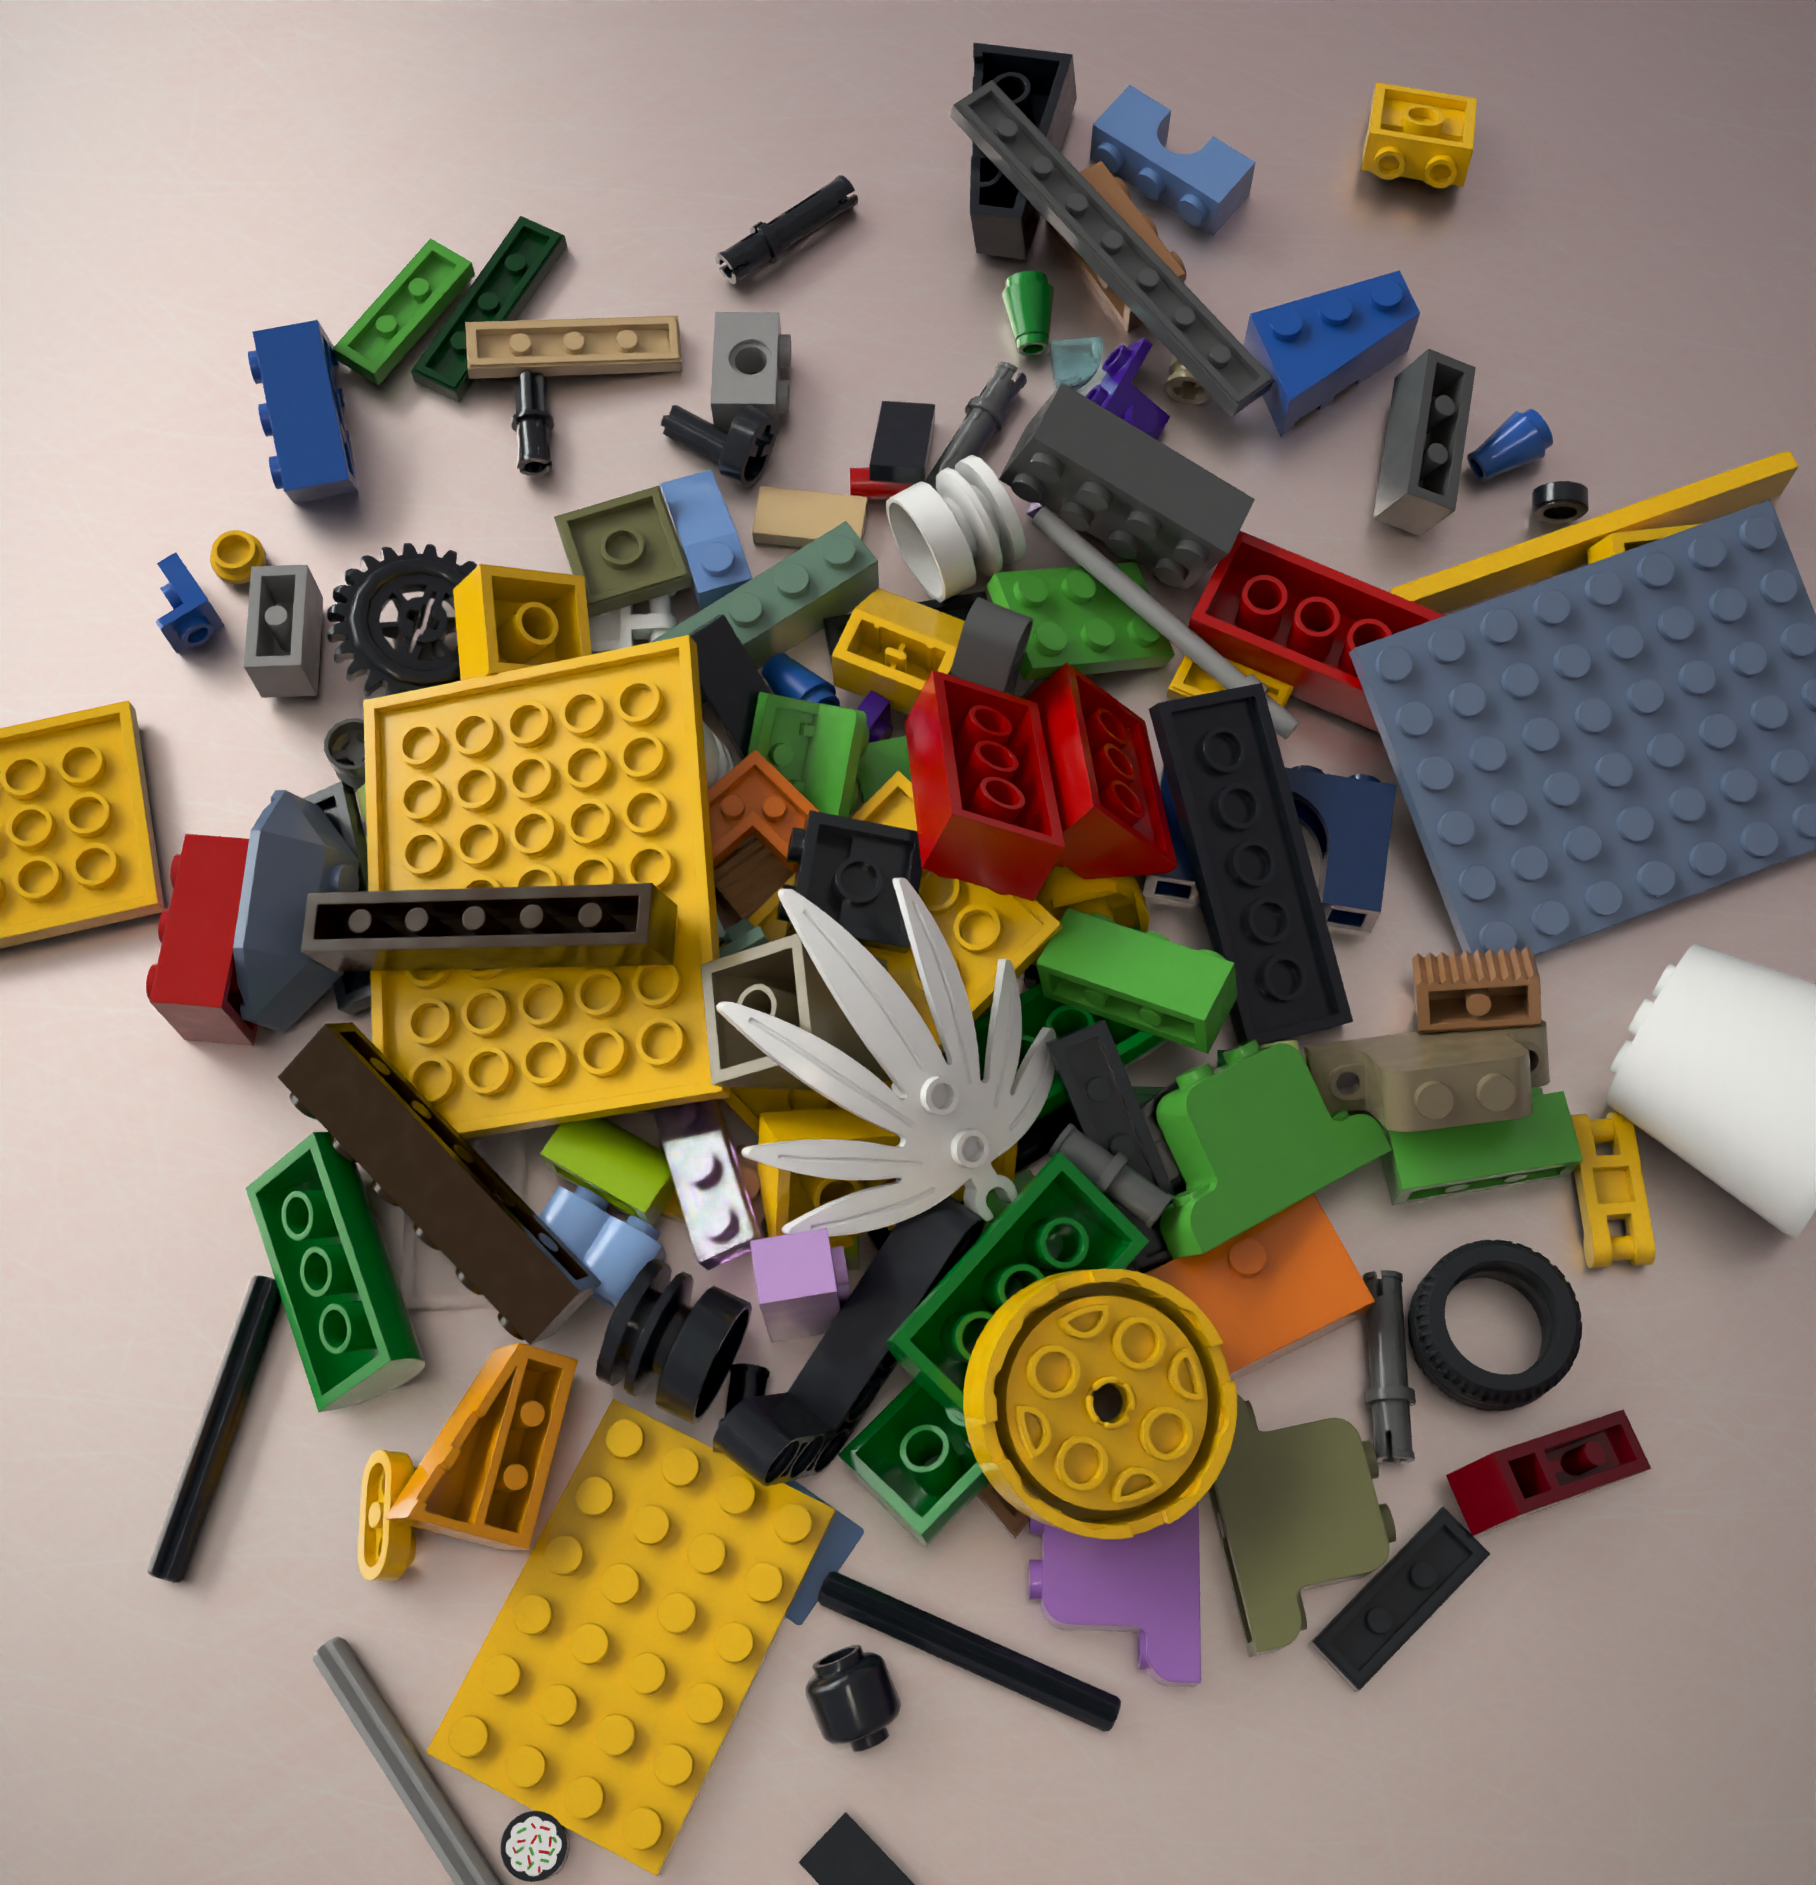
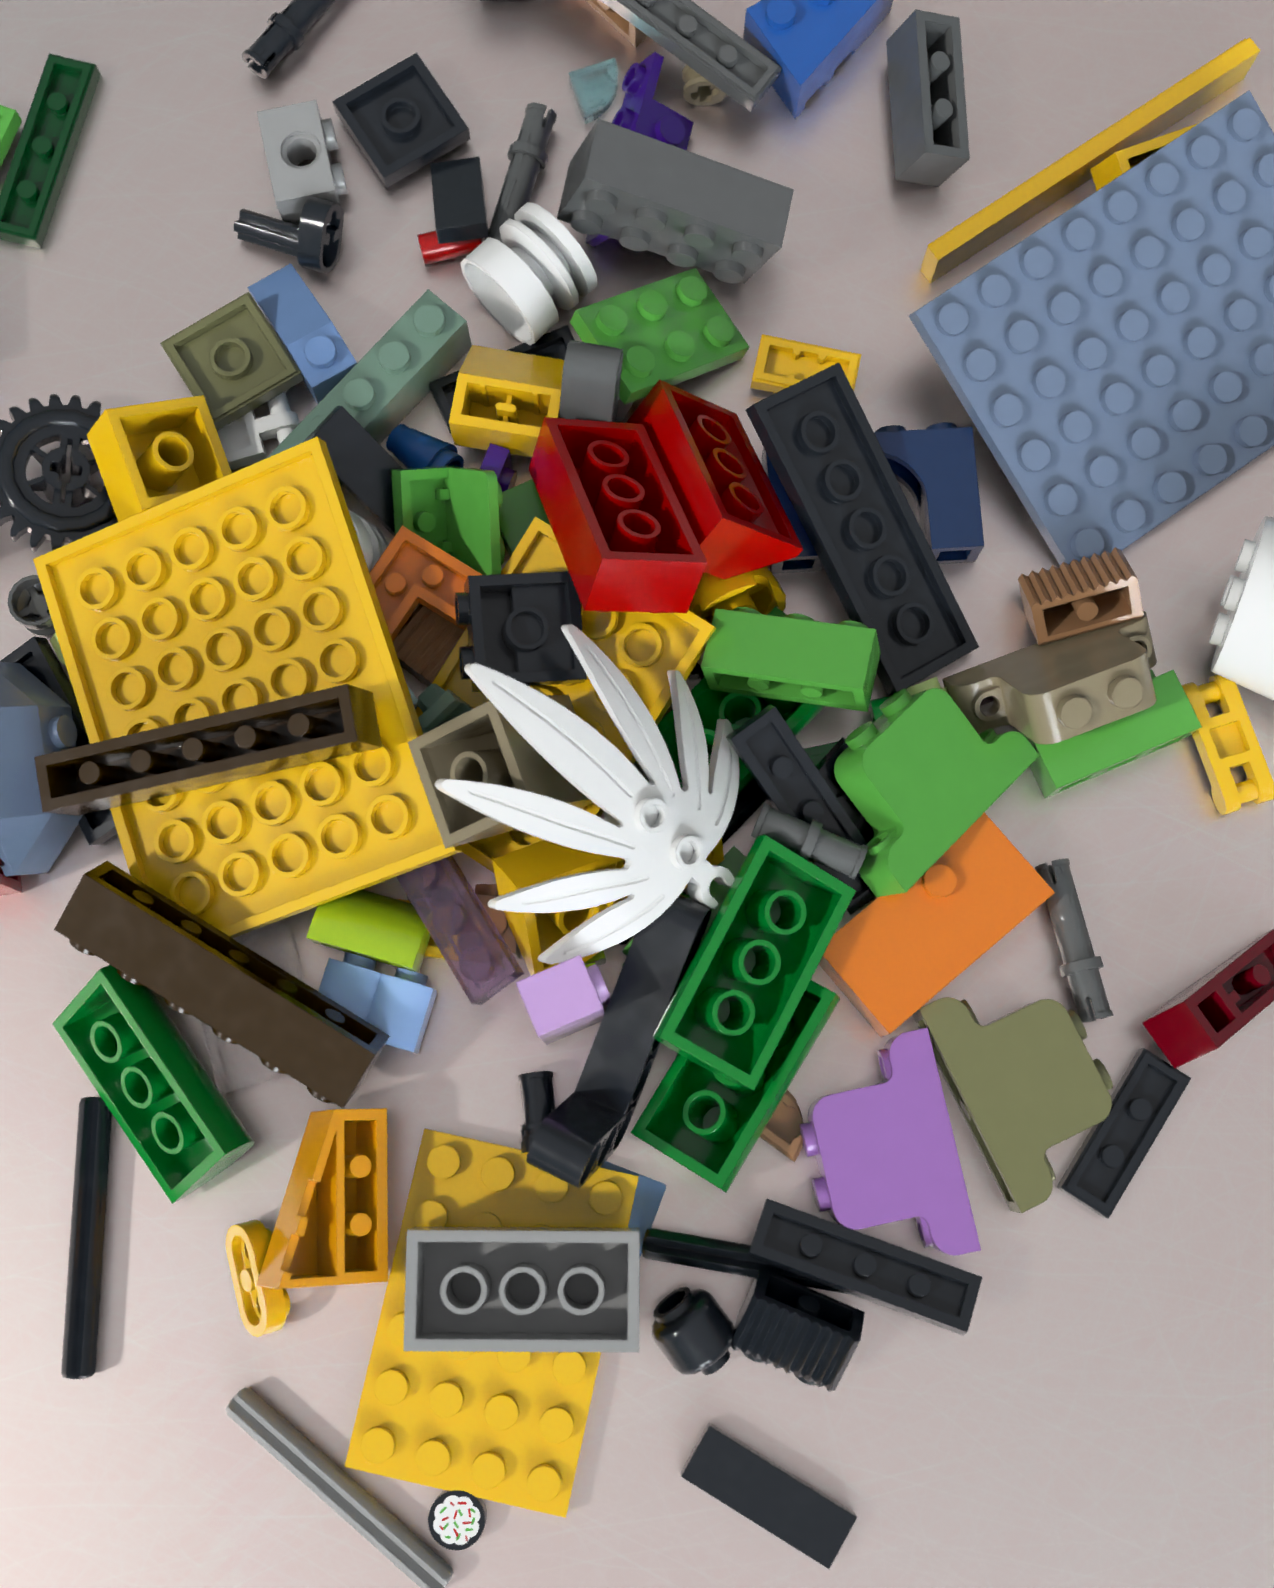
camera: 15 degrees left, 10 degrees up
(532, 424) = (115, 255): black axle -> none
(573, 346) = (132, 172): tan tile -> none
(665, 1337) = (464, 1070): black wheel -> none
(674, 1590) = (522, 1289): none -> light grey brick
(802, 516) = (388, 290): tan tile -> none
(863, 352) = (401, 120): none -> black plate
(970, 1724) = (797, 1330): none -> black brick
(1029, 310) = (543, 47): green cone -> none
(1036, 1417) = (792, 1051): yellow brick -> none
(1064, 1669) = (865, 1267): none -> black plate
(1156, 614) = (725, 314): light grey bar -> none
(1299, 622) = (856, 295): red brick -> none
(1513, 444) = (1005, 81): blue cone -> none
(1543, 1288) = (1204, 861): black tyre -> none
(1560, 501) = (1056, 128): black tile -> none

